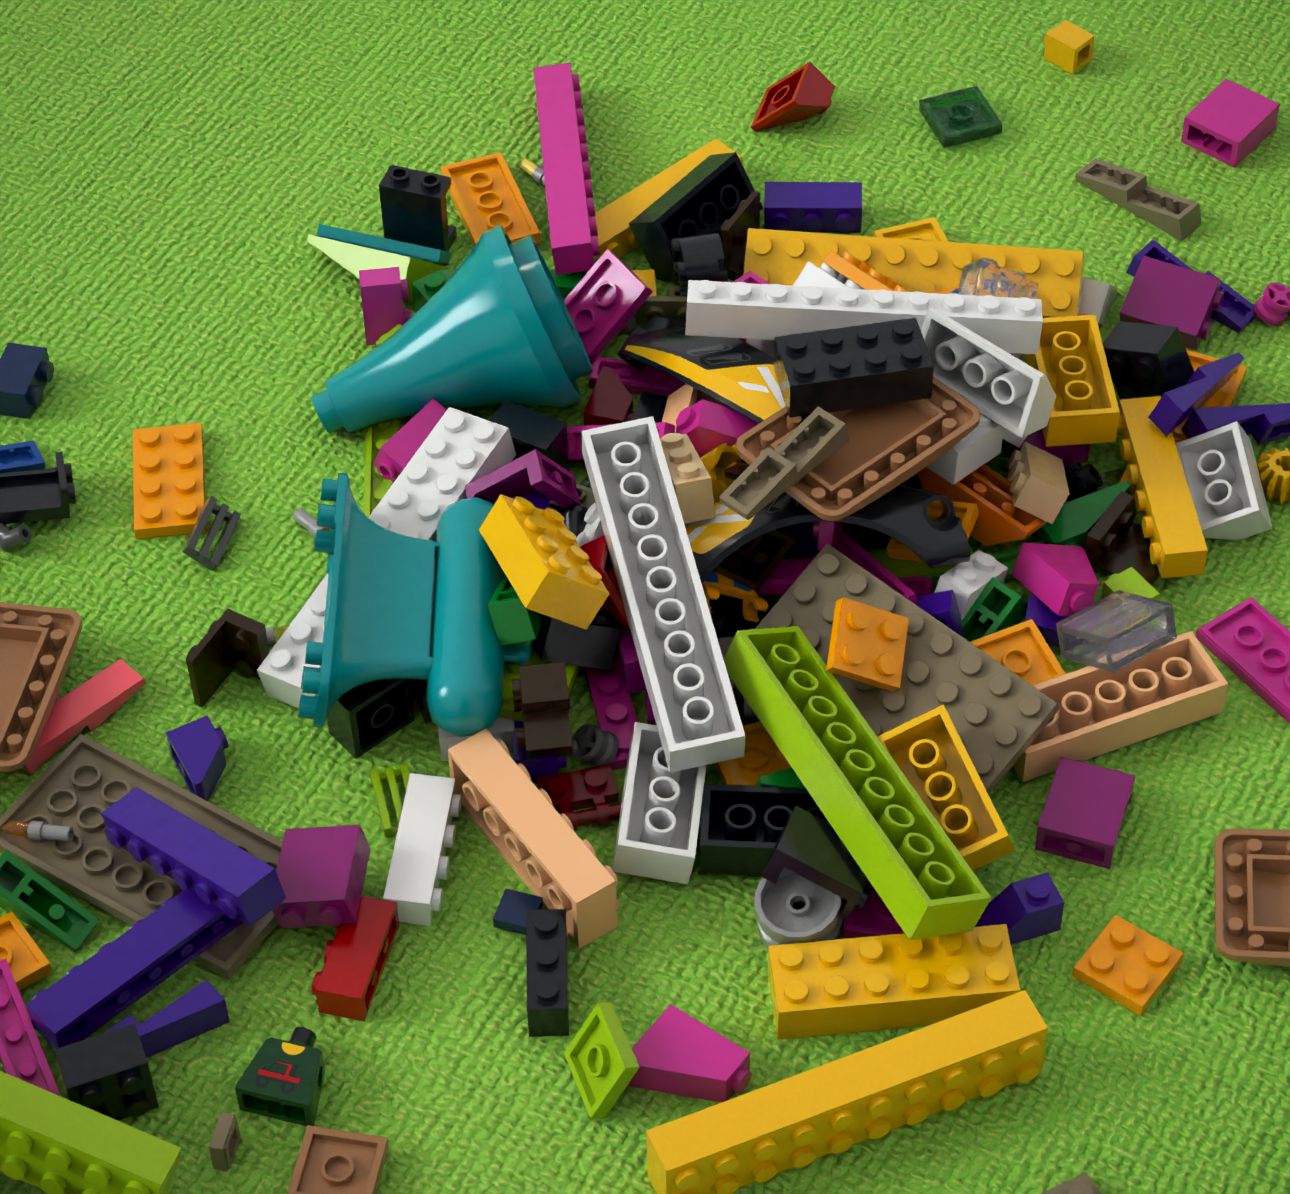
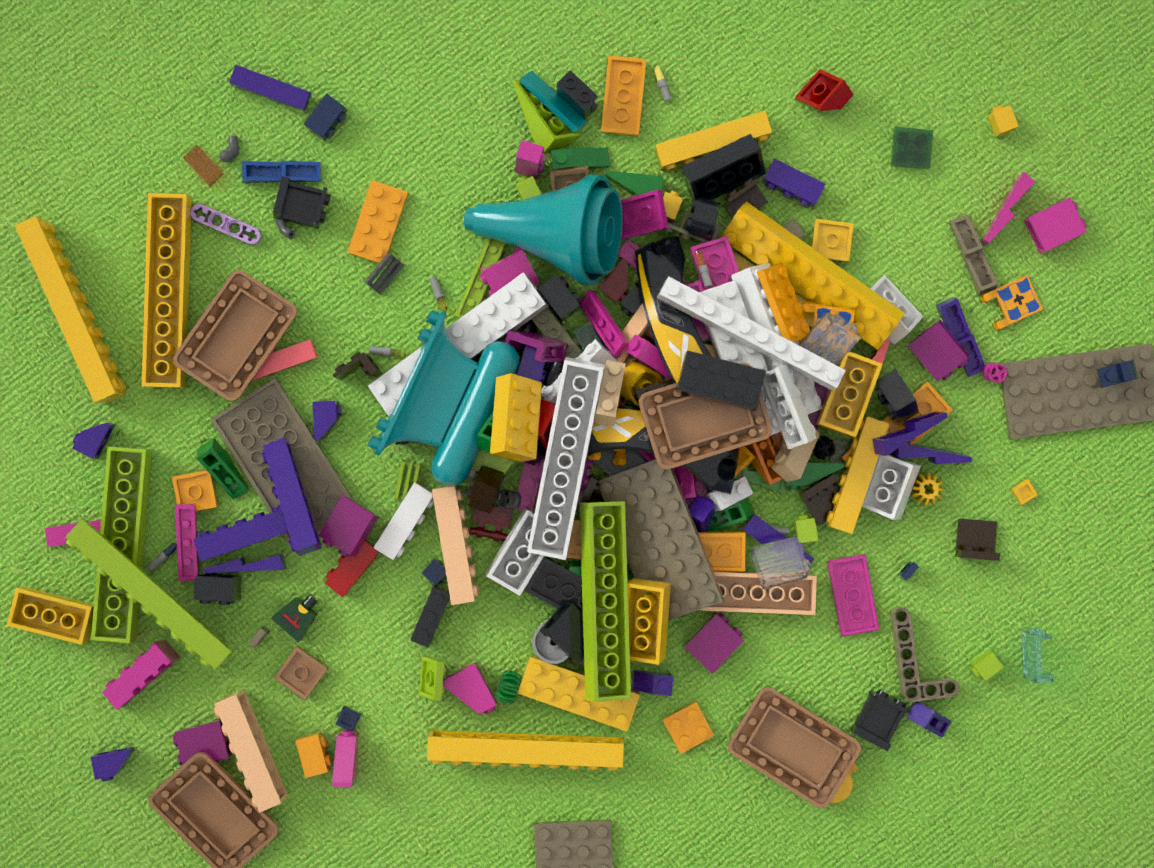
camera: 20 degrees right, 40 degrees up
(38, 830) = (235, 431): light grey piece -> none
(566, 169) = (671, 95): dark pink brick -> none
(756, 1019) = (508, 687): none -> green gear
(780, 469) = (654, 427): dark tan slope -> none
(867, 644) = (650, 530): light orange plate -> none
(1057, 576) = (774, 512): dark pink slope -> none
(1148, 129) = (1004, 214): none -> dark pink slope
(1240, 222) = (1015, 300): none -> light orange flag

